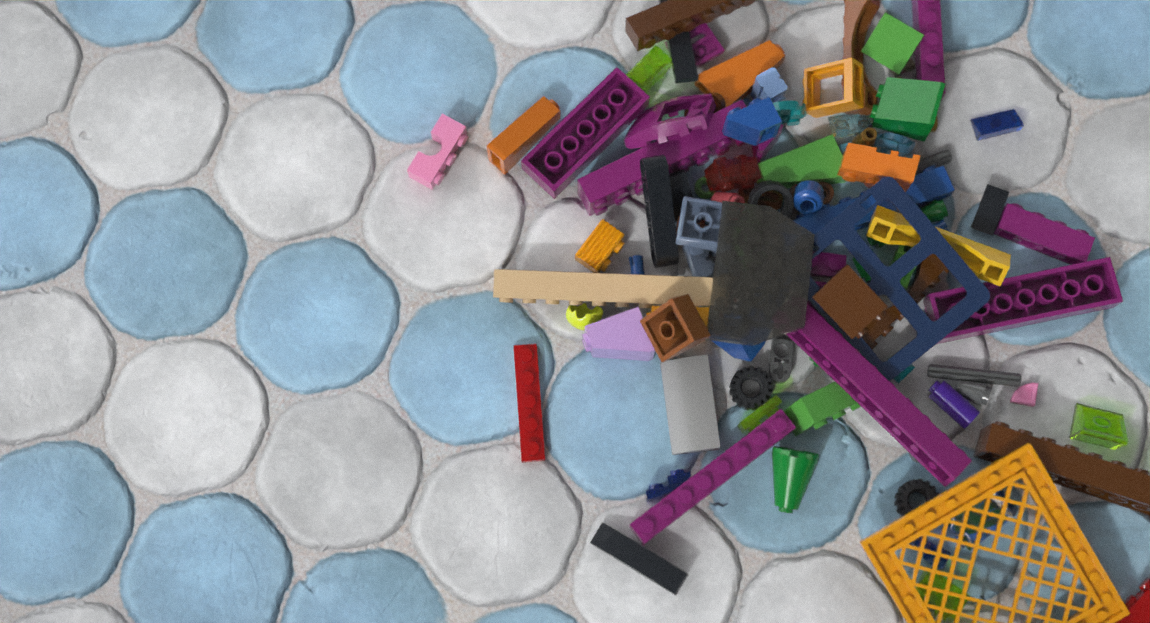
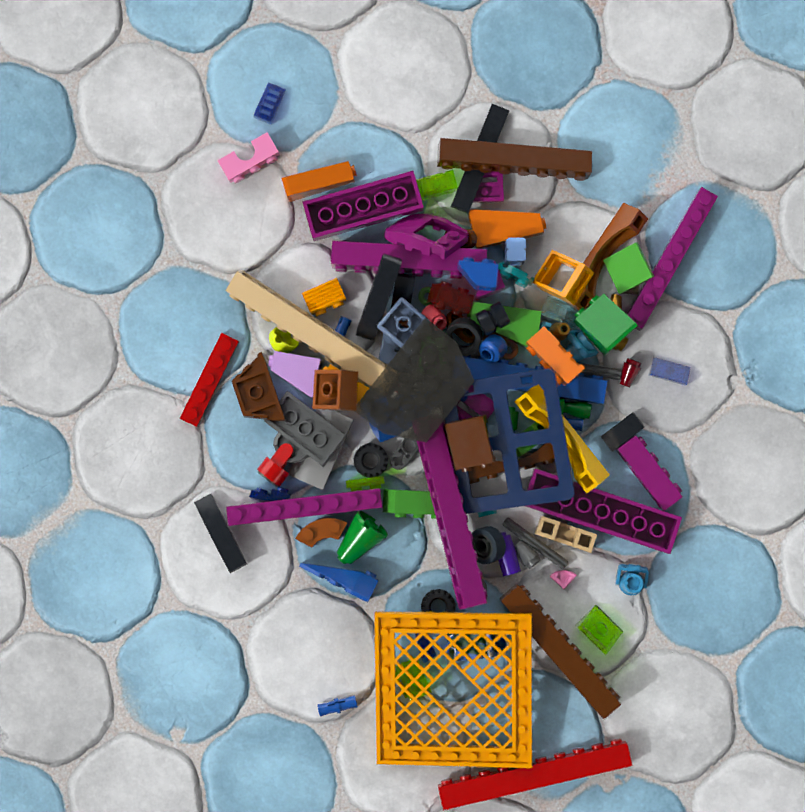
camera: 30 degrees right, 10 degrees up
(426, 104) = (263, 117): none -> clear blue slope
(589, 385) = (257, 392): none -> reddish brown wing
(662, 404) = (298, 438): none -> dark grey plate
(744, 490) = (321, 529): none -> dark orange brick
(789, 167) = (493, 318): none -> black wheel
(814, 526) = (353, 581): none -> blue wedge
(936, 395) = (488, 544): none -> black wheel
(957, 145) = (629, 372): none -> dark red cone
(1003, 346) = (565, 534): none -> tan arch
(1097, 357) = (631, 581): none -> dark azure piece

